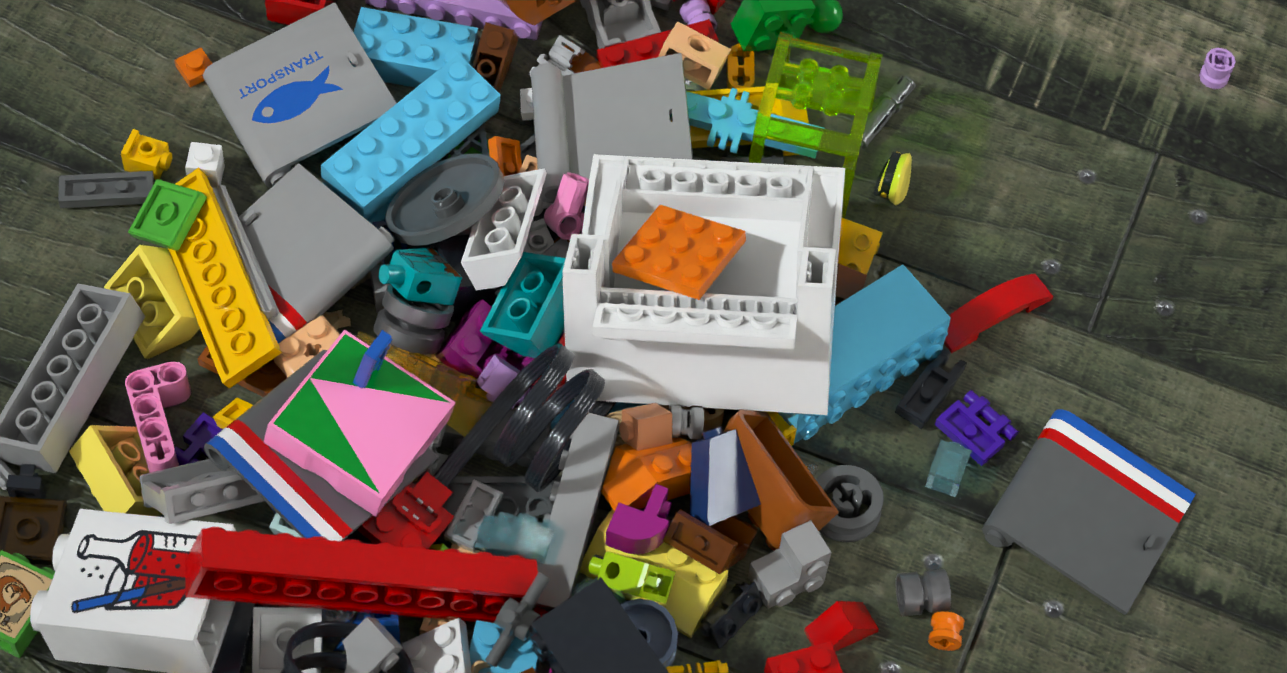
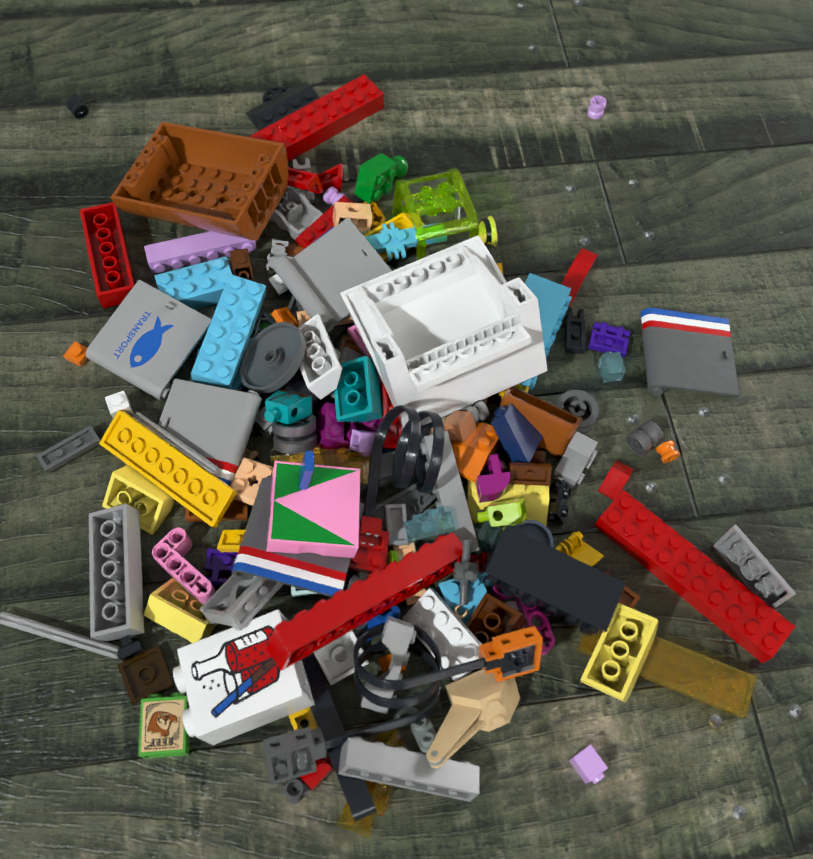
camera: 30 degrees left, 5 degrees up
(146, 154) = (80, 417): yellow brick -> none
(167, 215) = (116, 445): bright green tile -> none
(567, 205) = (340, 333): bright pink piece -> none
(679, 252) = (429, 321): orange plate -> none

